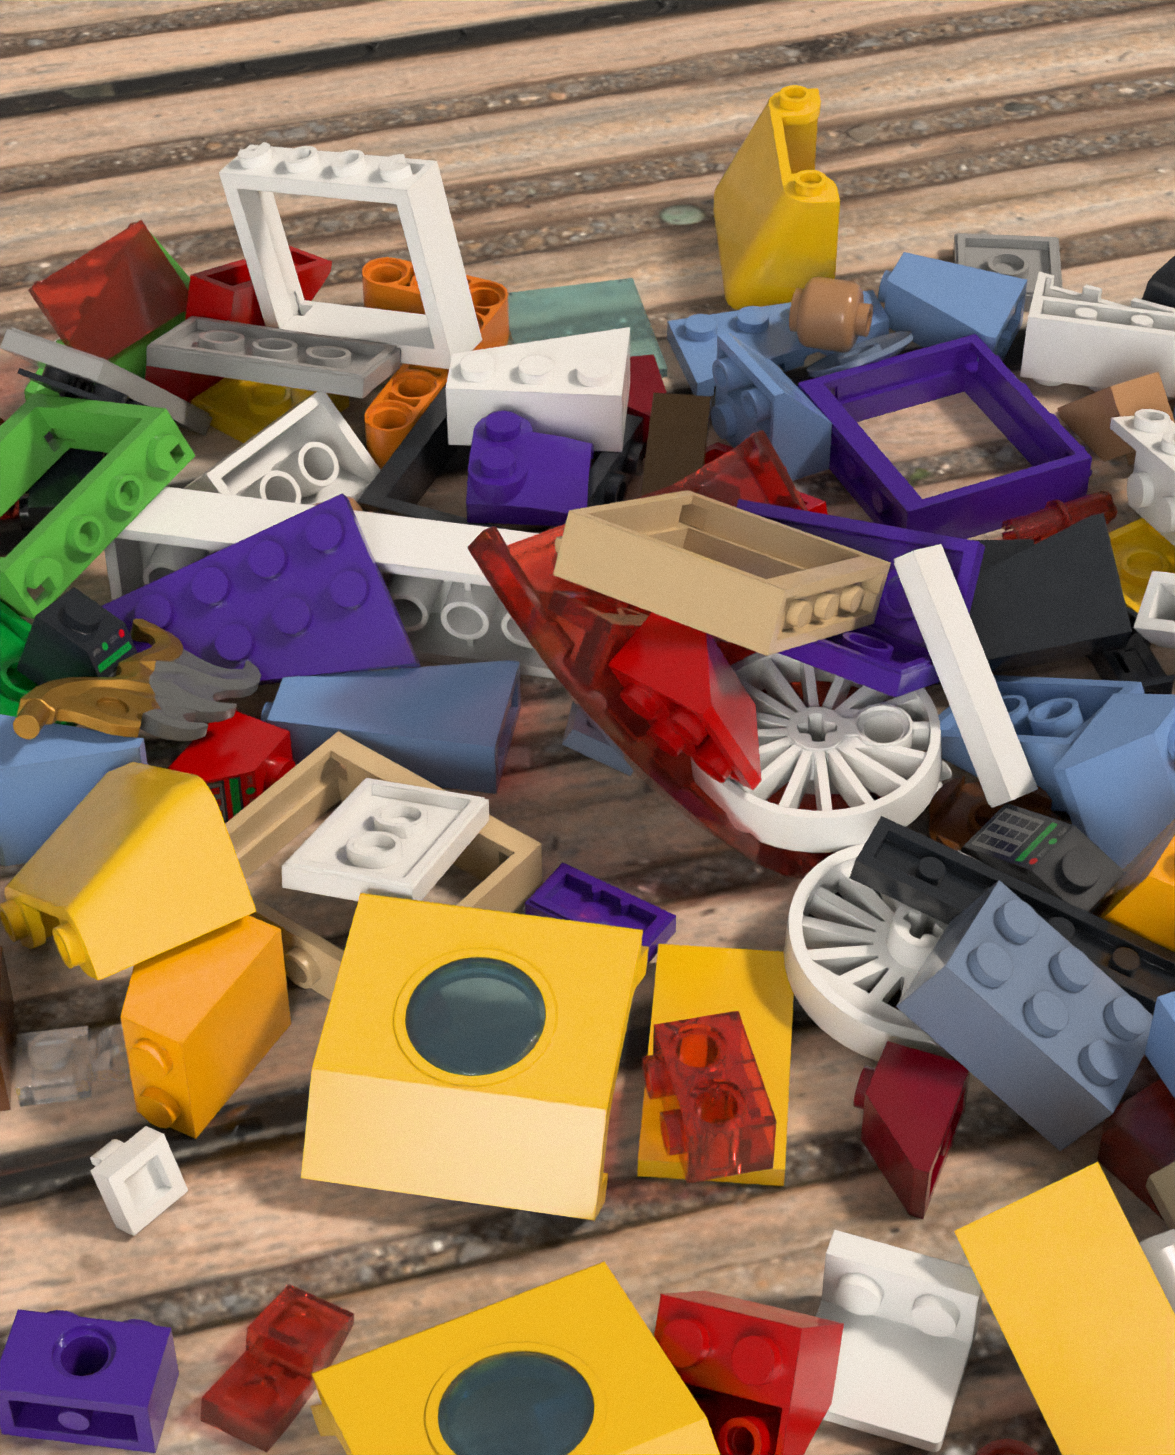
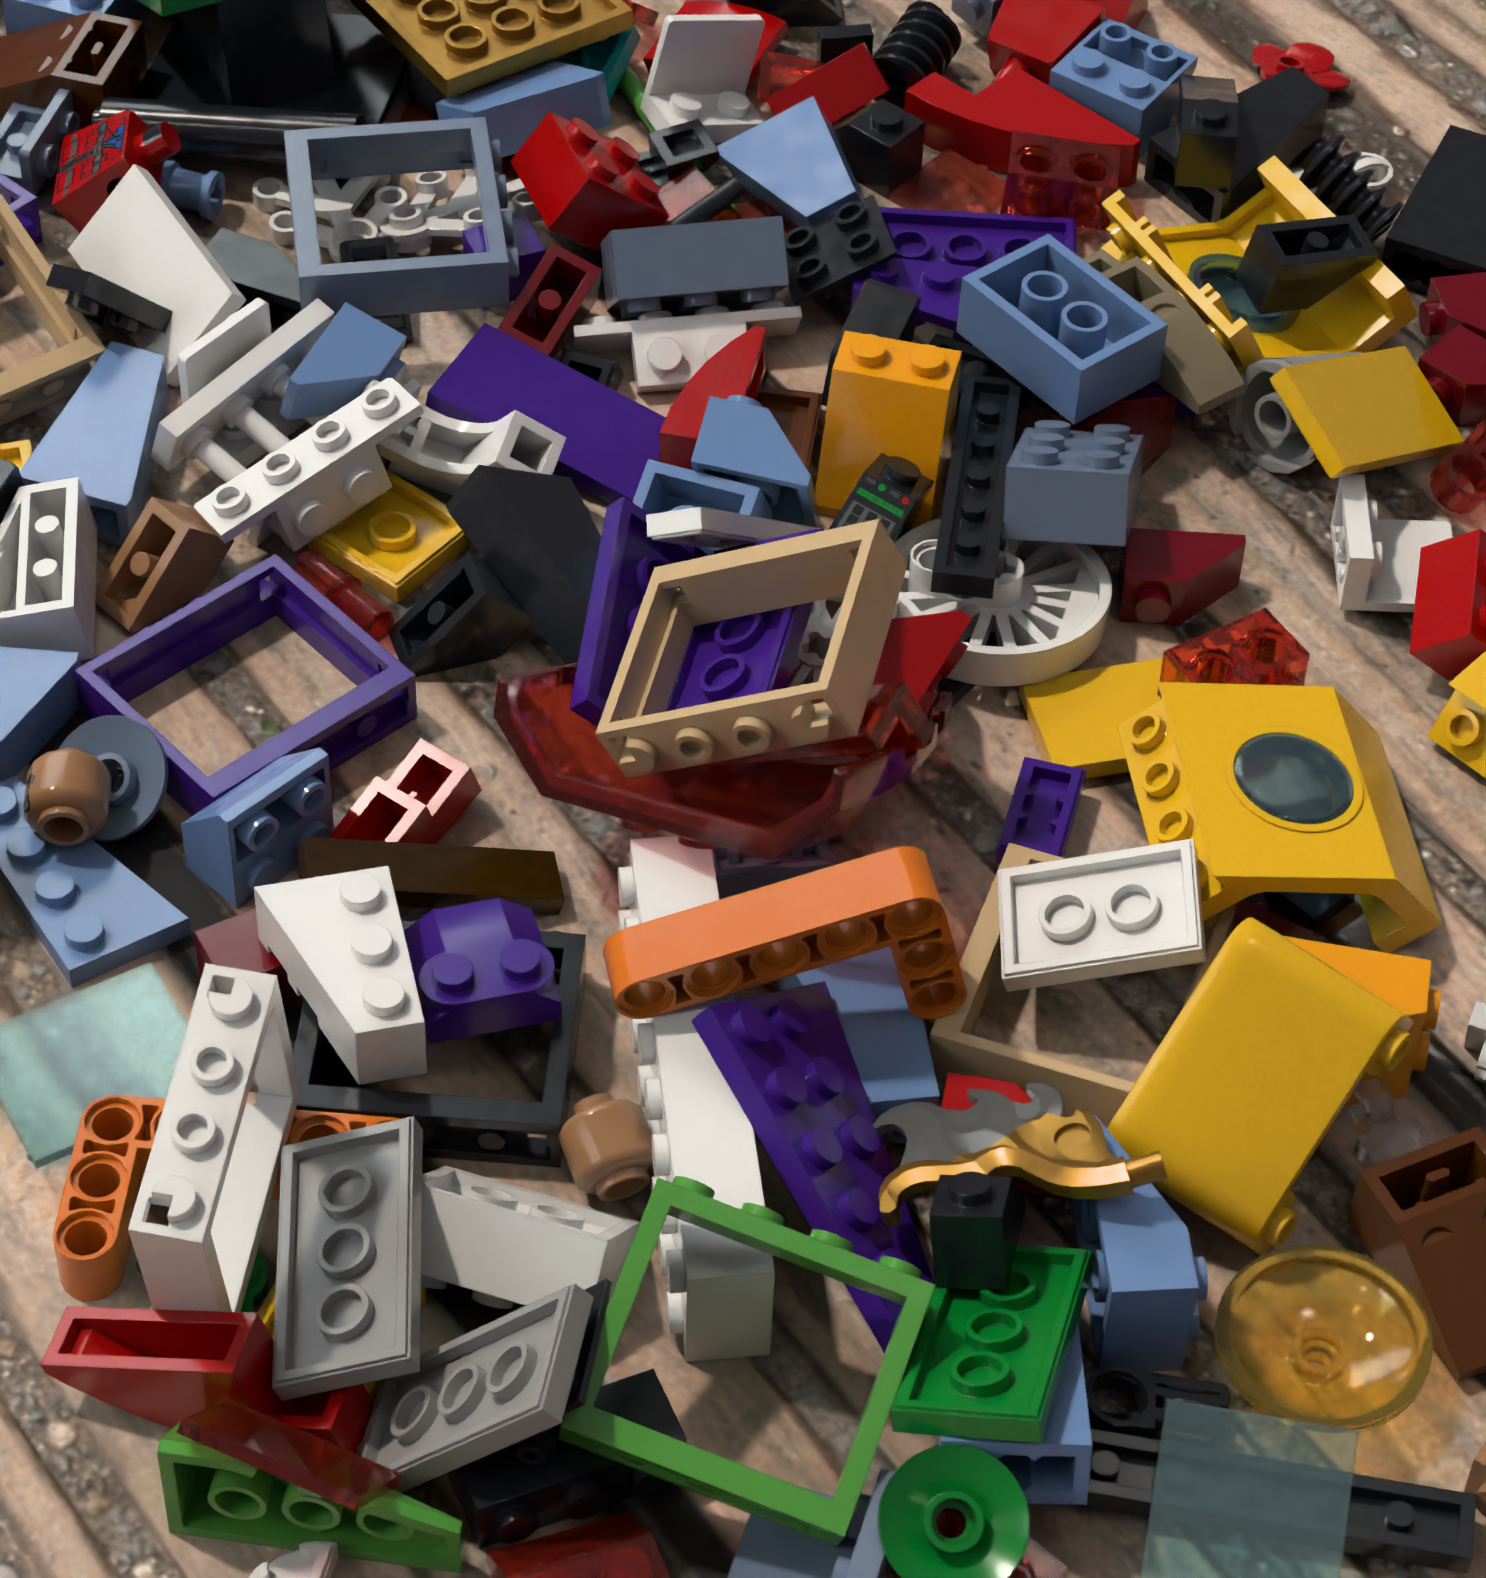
camera: 110 degrees left, 5 degrees up
(387, 601) = (791, 930): none -> orange beam

